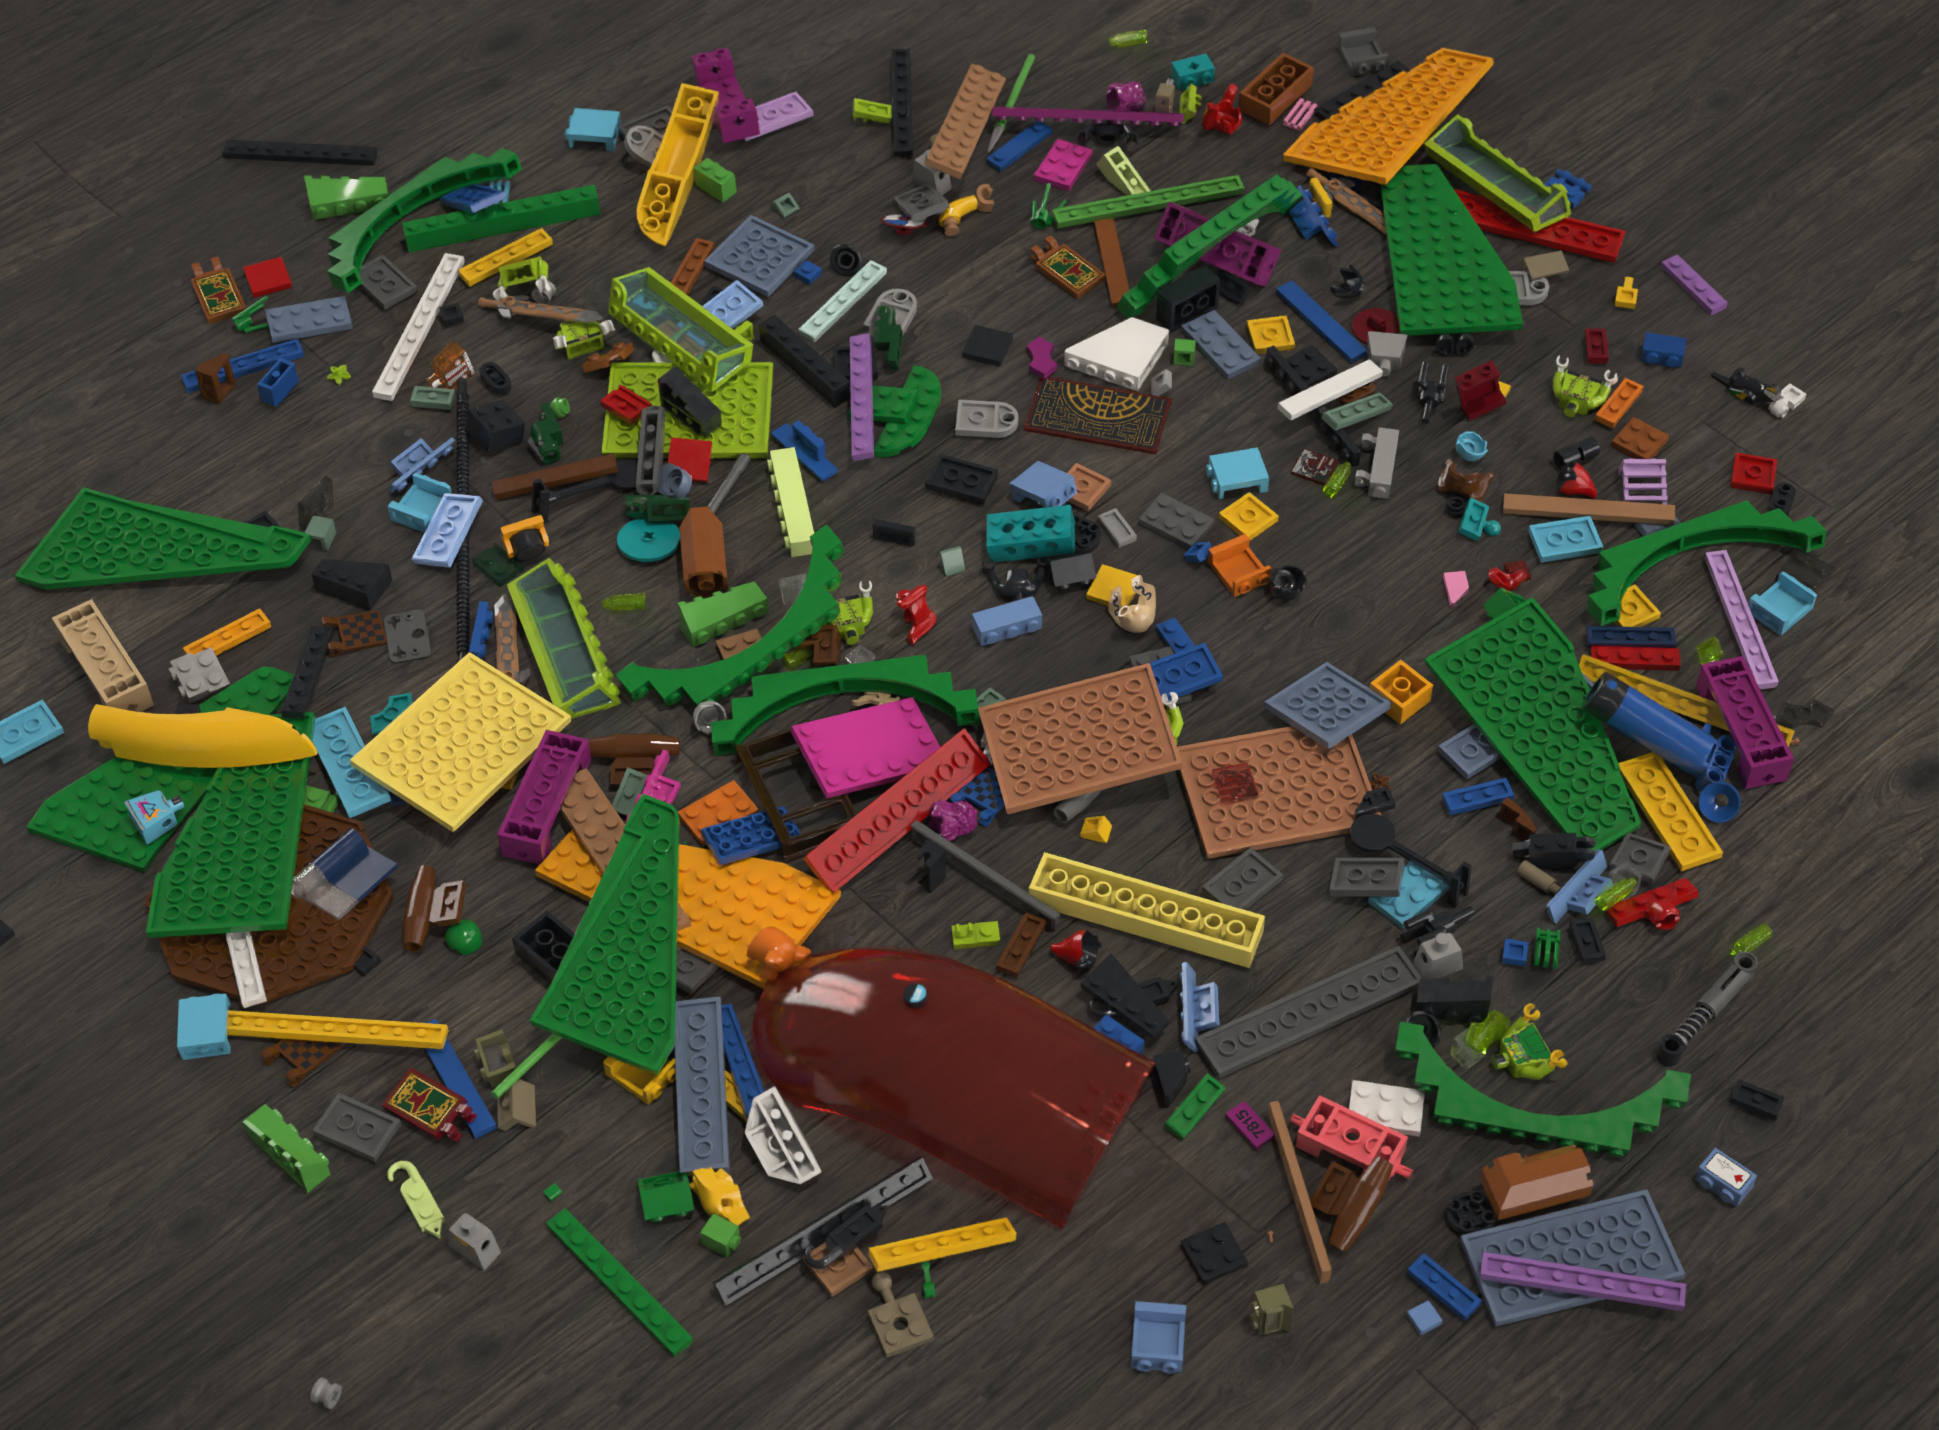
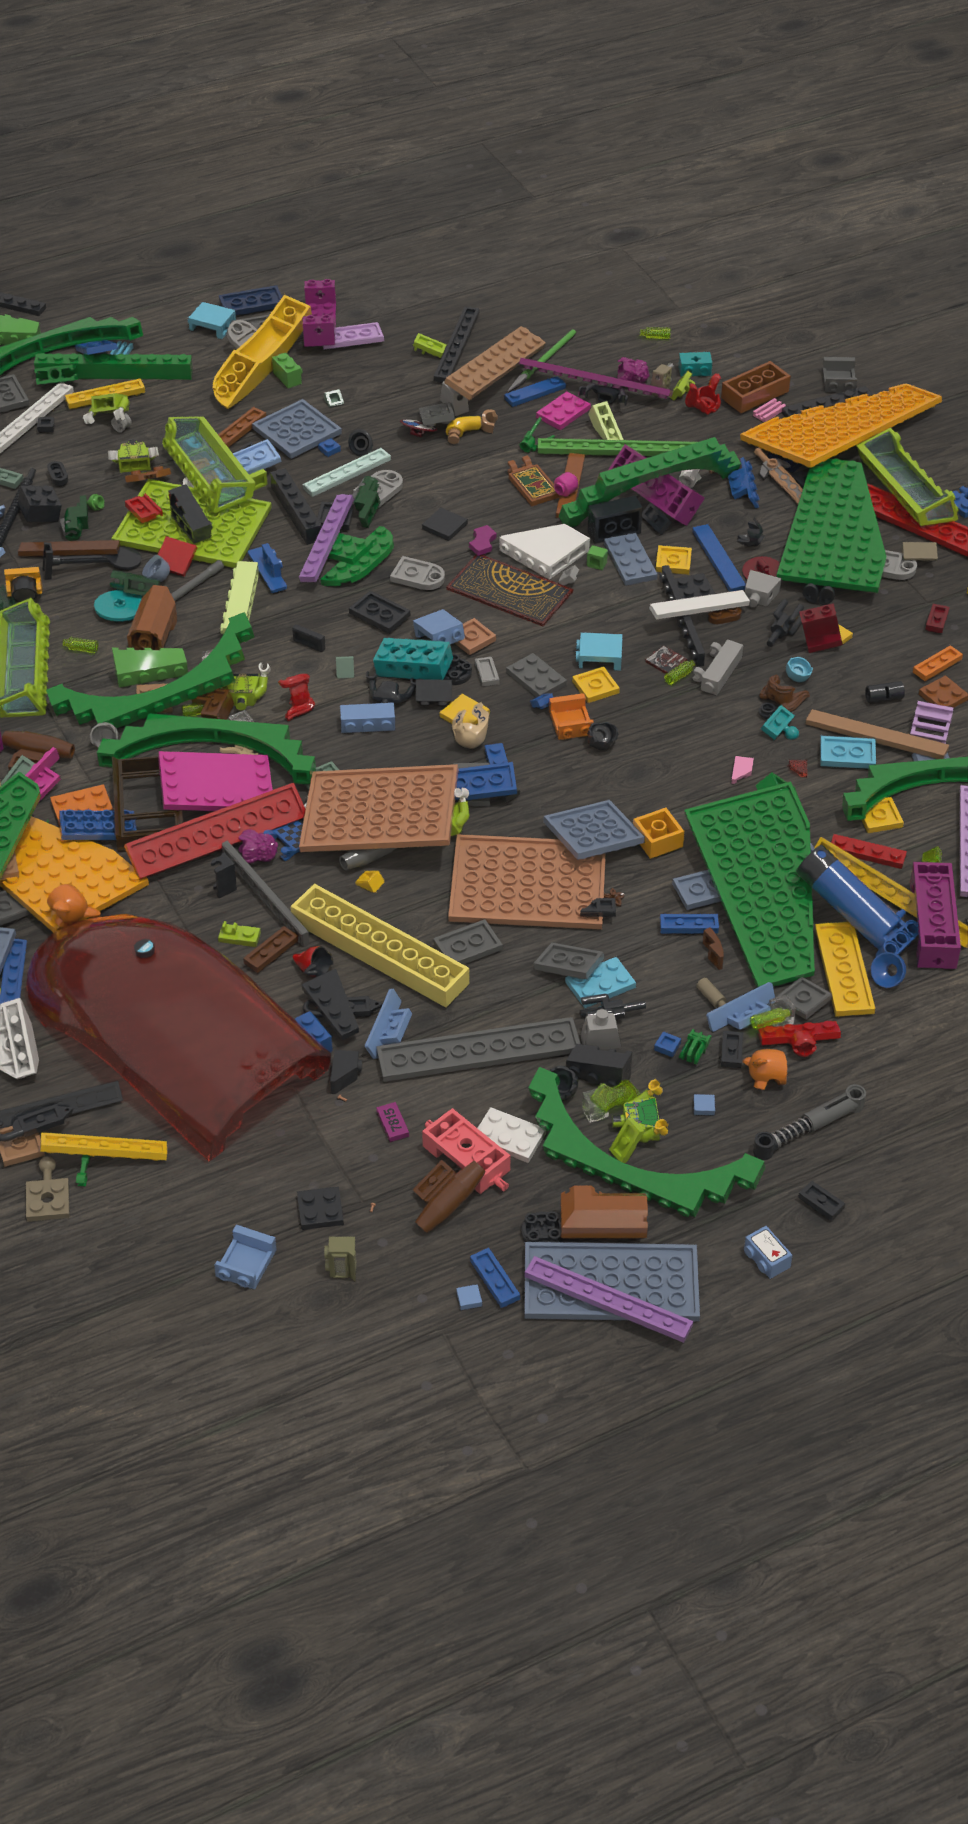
camera: 15 degrees right, 5 degrees down
(441, 235) = (60, 369): none -> green piece
(450, 366) = (25, 457): clear orange torso -> none
(517, 305) = (93, 426): sword -> none
(631, 91) = (251, 300): none -> dark blue plate
(650, 450) = (146, 542): dark grey brick -> none
(1111, 264) = (566, 484): none -> dark pink head
(1194, 1106) = (354, 1097): green tile -> none
(1234, 782) = (493, 869): clear red piece -> none
(1299, 1192) = (408, 1179): medium nougat tile -> none
(1320, 197) = (757, 470): yellow tile -> none
(1357, 411) = (716, 625): sand green tile -> none
(1377, 834) = (593, 930): black piece -> none
(1506, 581) = (783, 772): red hair -> none
(1523, 1083) = (627, 1140): none -> lime plate
(1555, 850) = (732, 975): black hinge -> none
(1576, 481) = (875, 712): red hat -> none
(1580, 392) = (908, 648): lime torso -> none
(1583, 1016) = (704, 1104): none -> medium blue tile
(1631, 636) = (870, 834): dark blue plate -> none
(1638, 953) = (767, 1065): none -> orange piece
(1752, 939) = (873, 1079): clear neon green cylinder -> none

